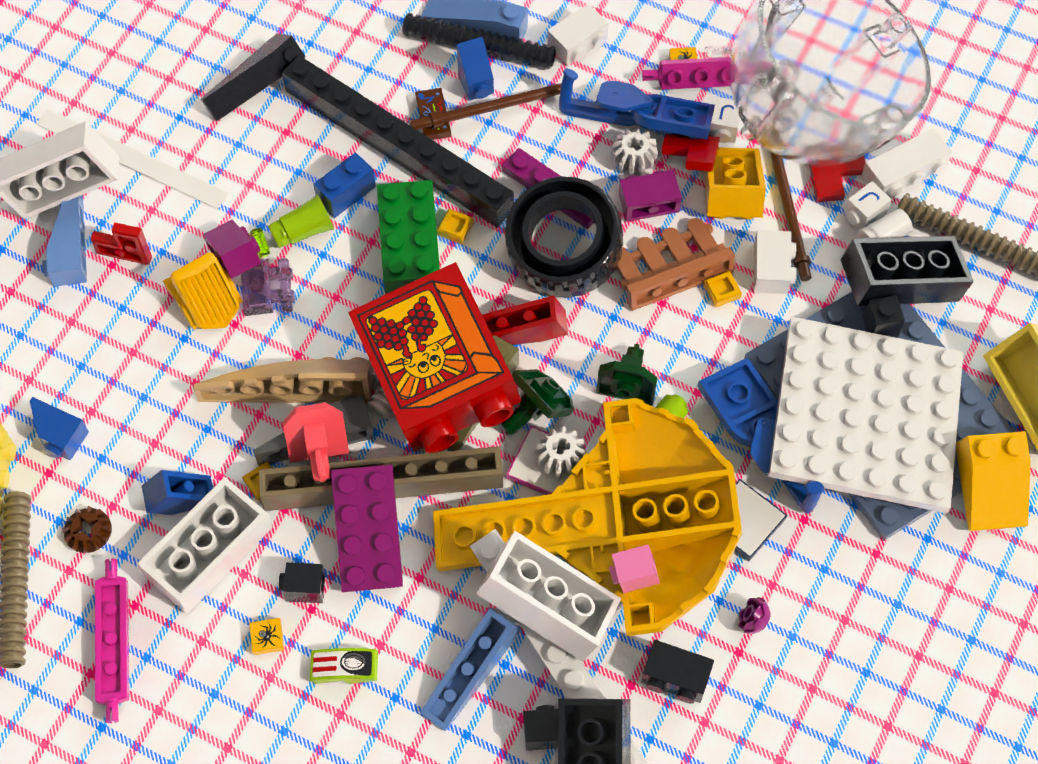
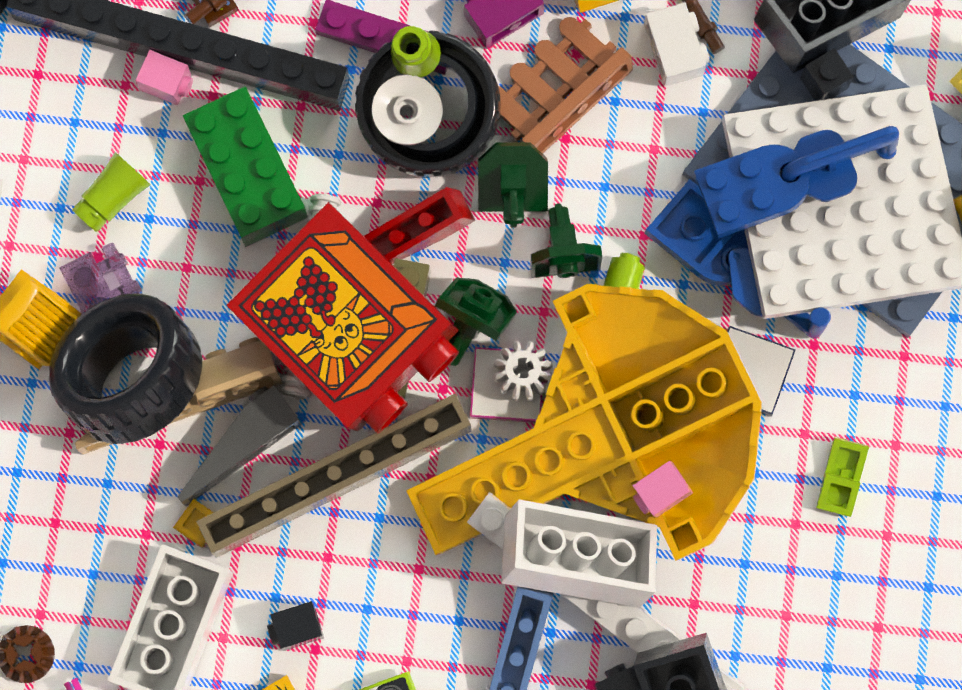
camera: 20 degrees left, 15 degrees up
(175, 492) = (110, 575): blue slope -> none
(233, 248) = (45, 257): magenta brick -> none
(254, 340) = (103, 339): none -> black tyre
(260, 238) = (72, 237): clear neon green tile -> none
(314, 435) = (243, 457): coral piece -> none
(345, 184) = (141, 124): blue brick -> none
(367, 528) = (343, 540): magenta plate -> none
(379, 157) = (164, 78): none -> bright pink brick
(455, 226) = (290, 127): yellow tile -> none
(545, 216) = (412, 93): none -> white dish
(566, 186) = (421, 62): none -> lime plant
(609, 313) = (512, 181): none -> dark green piece
(677, 672) = (740, 575): black brick -> none
(722, 289) = (628, 97): yellow tile -> none
(754, 616) = (800, 480): magenta plate -> none
(791, 627) = (842, 476): none -> lime slope
(818, 372) = (750, 188): none -> blue plate

